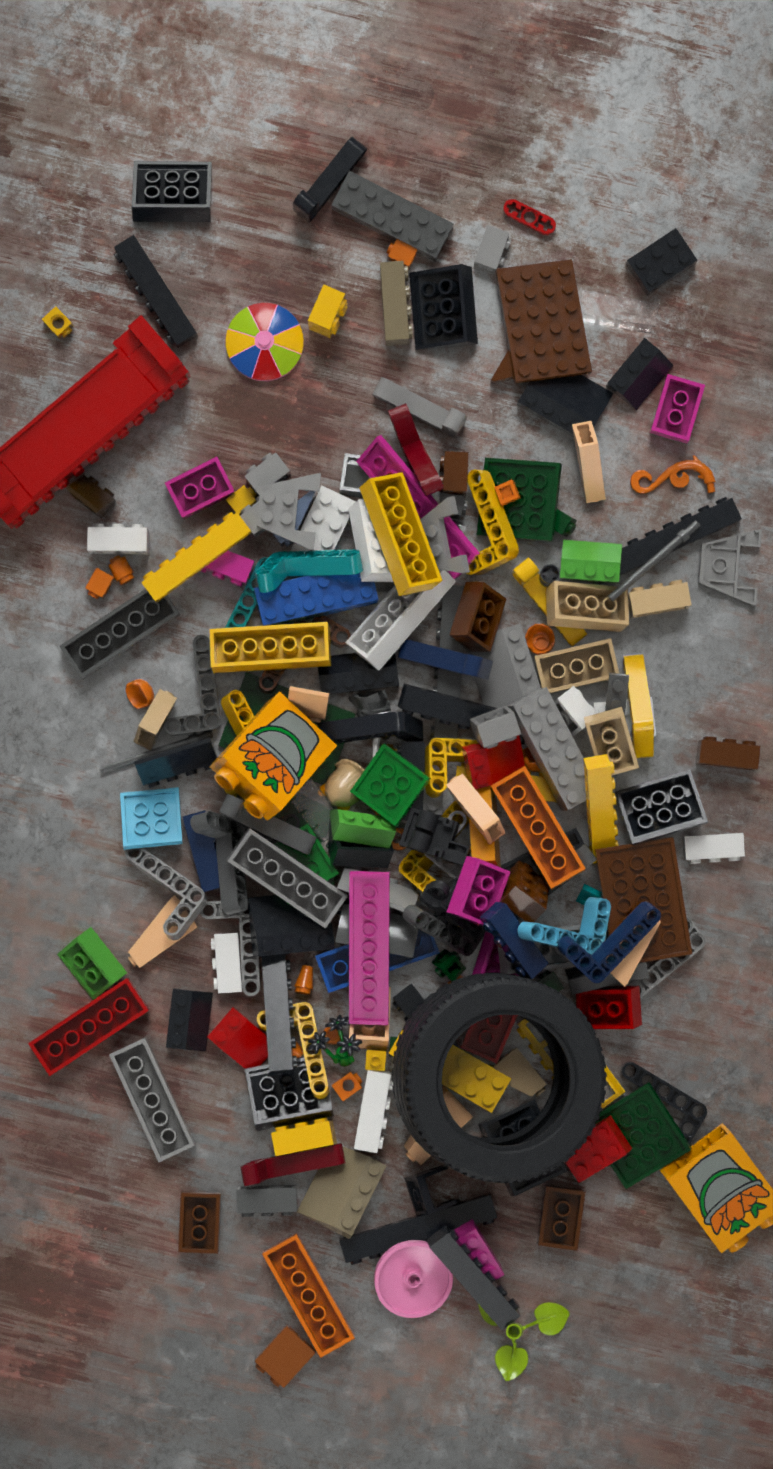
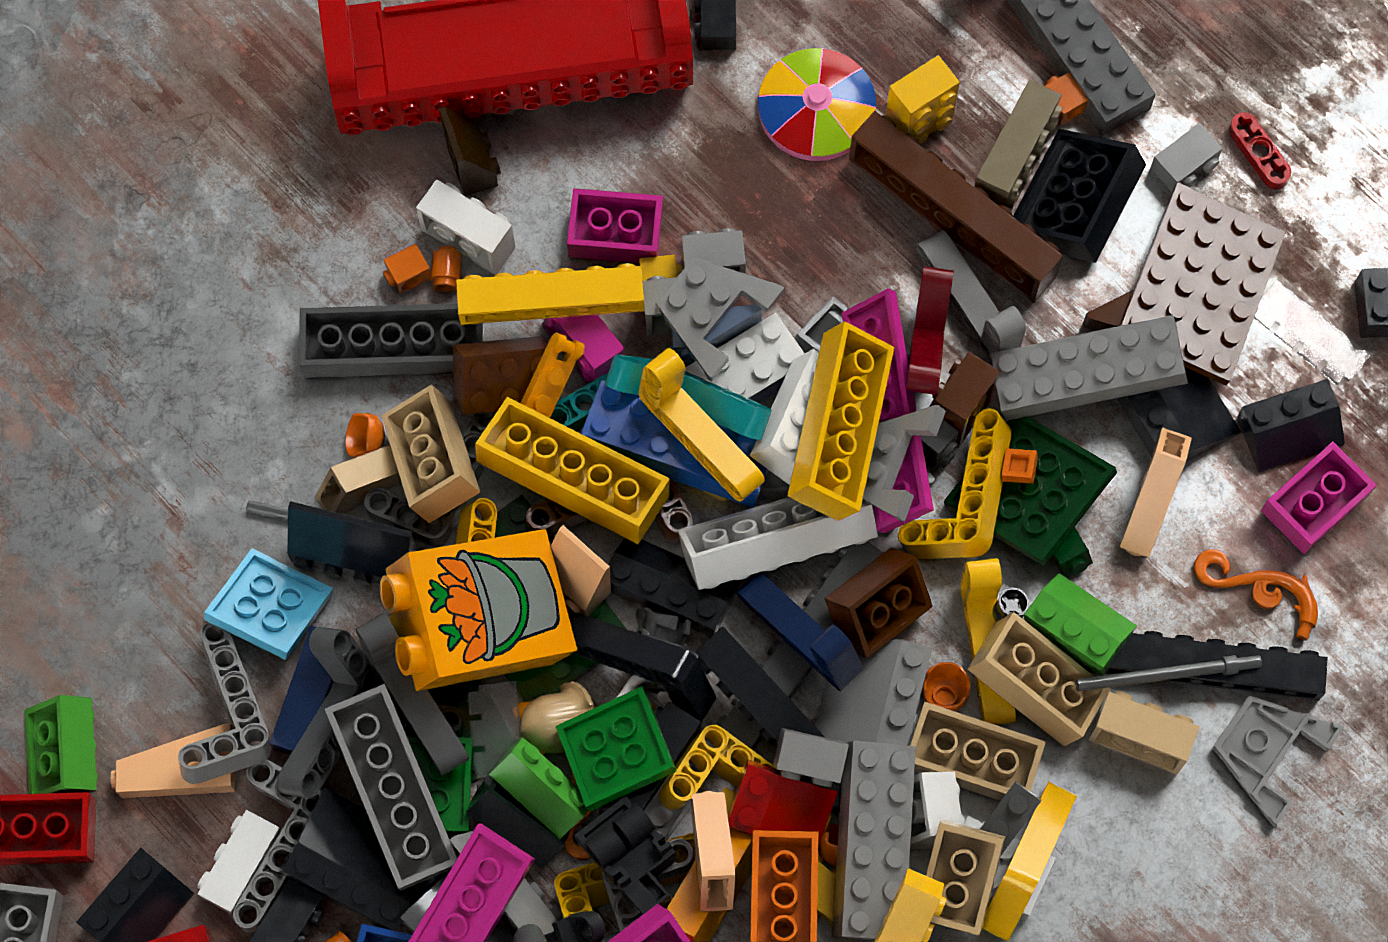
camera: 35 degrees right, 15 degrees down
(186, 684) = (430, 454): none -> tan brick
(195, 615) = (493, 371): none -> reddish brown brick
(224, 601) = (552, 374): none -> light orange plate
(327, 587) = (695, 430): none -> yellow beam
(381, 360) = (955, 206): none -> reddish brown brick
(512, 414) = (1089, 368): none -> light grey brick

